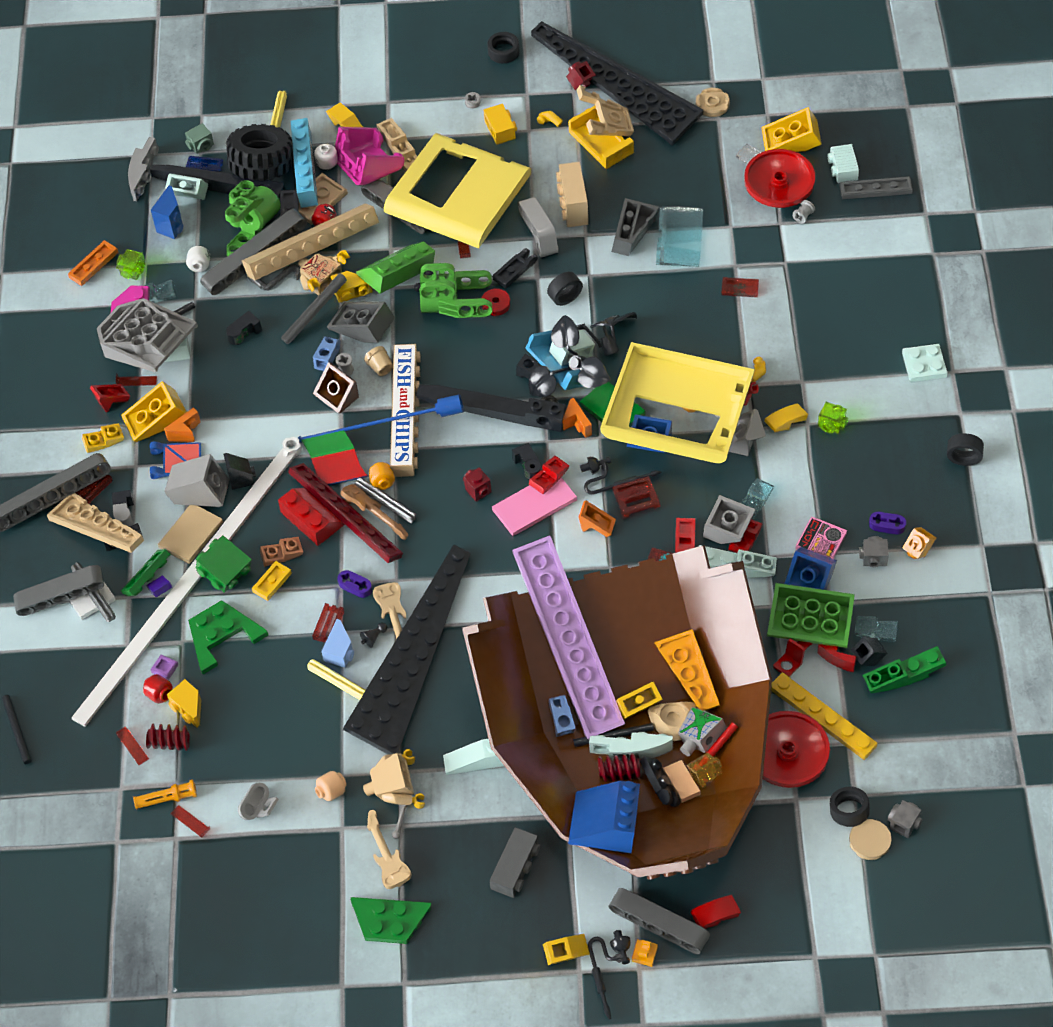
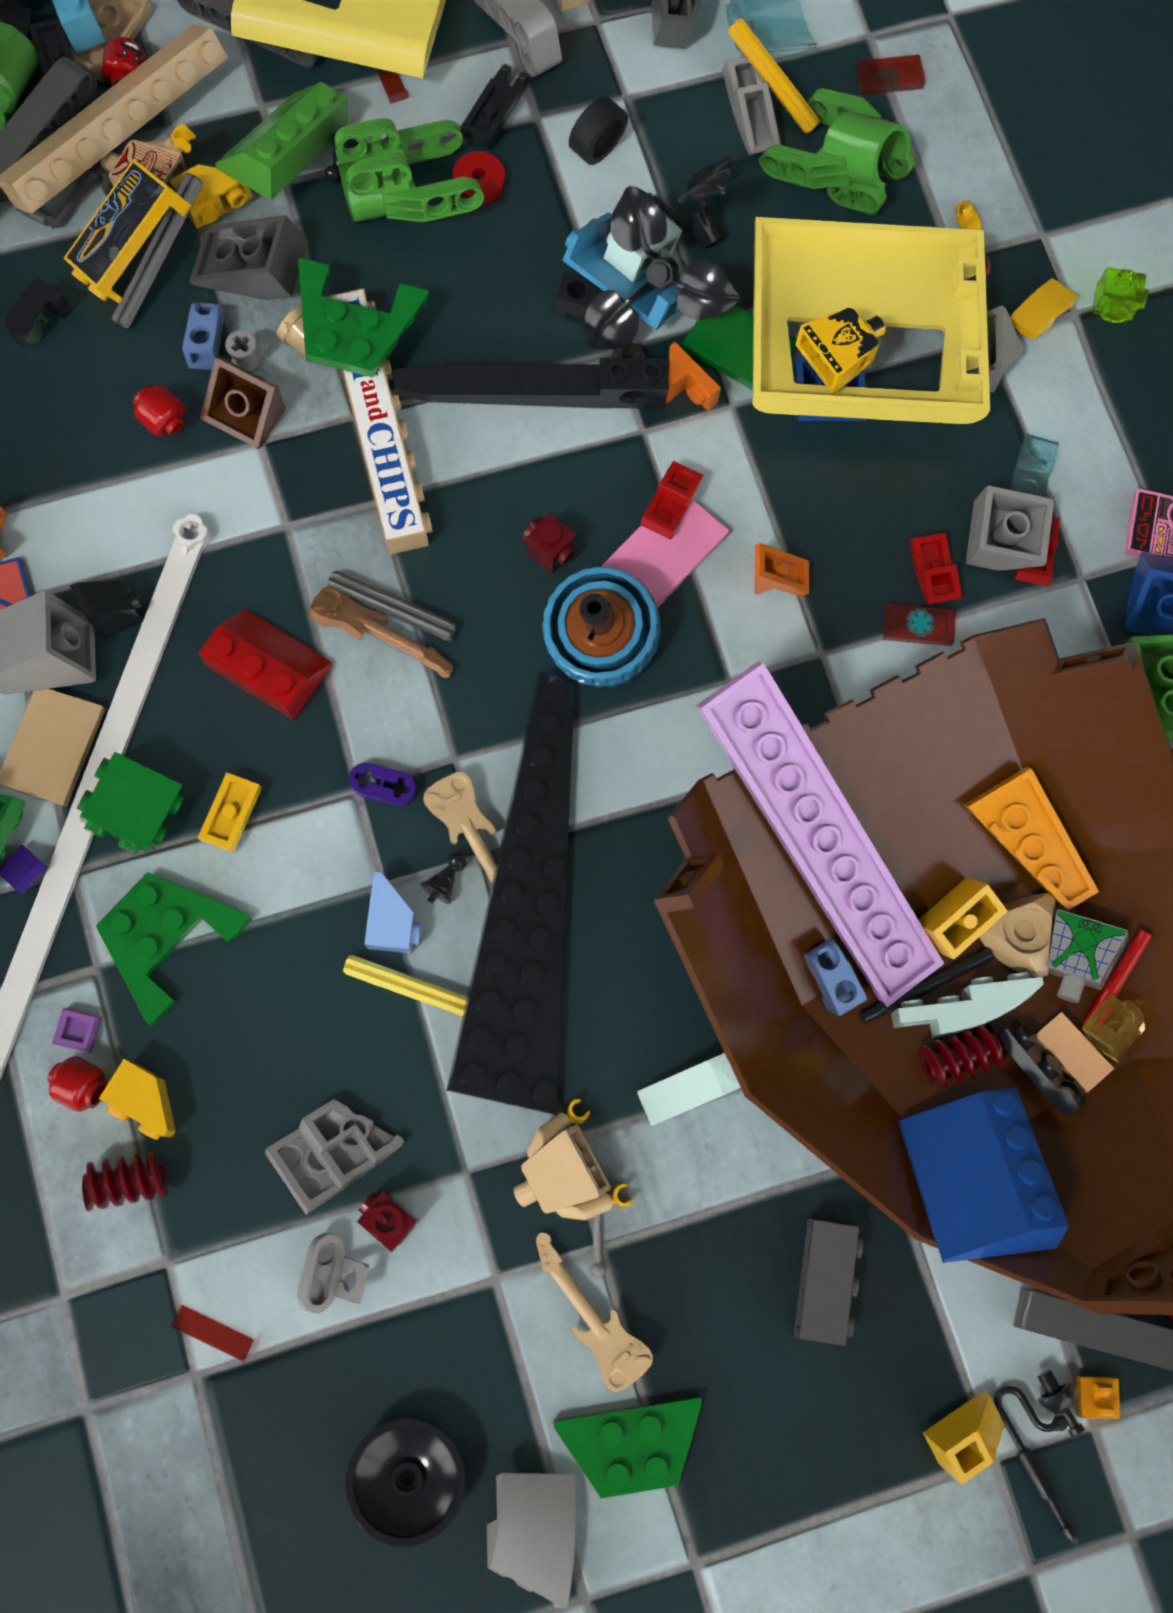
camera: 25 degrees left, 20 degrees up
(132, 745) = (60, 1206): clear red piece -> none
(175, 791) = (168, 1290): light orange pin -> none
(264, 890) = (397, 1510): none -> black dish
(275, 749) = (329, 1153): none -> light grey slope
(284, 551) = (230, 748): nougat slope -> none
(292, 384) = (159, 410): none -> red head
(294, 782) = (386, 1219): none -> dark red brick
(298, 294) = (121, 229): none -> panel
(325, 942) = (535, 1533): none -> light grey slope
(330, 785) = (454, 1207): light nougat head -> none
(333, 609) = (357, 843): clear red tile -> none
(336, 456) = (276, 534): flag -> none
(345, 513) = (326, 647): dark red tile -> none
(381, 475) = (372, 560): light orange head -> none
(401, 364) = (350, 334): none -> green wing
(491, 527) = (601, 627): none -> dark azure wheel
(529, 461) = (626, 479): black leg -> none
(594, 466) = (743, 465): black piece -> none
(635, 491) = (826, 501): clear red plate -> none
(654, 410) = (840, 345): none -> yellow torso
(655, 289) = (751, 105): none -> light grey slope
(669, 277) = (772, 73): none -> yellow axle
(695, 318) = (852, 153): none -> bright green piece
(755, 564) = (1055, 600): light aqua slope -> none

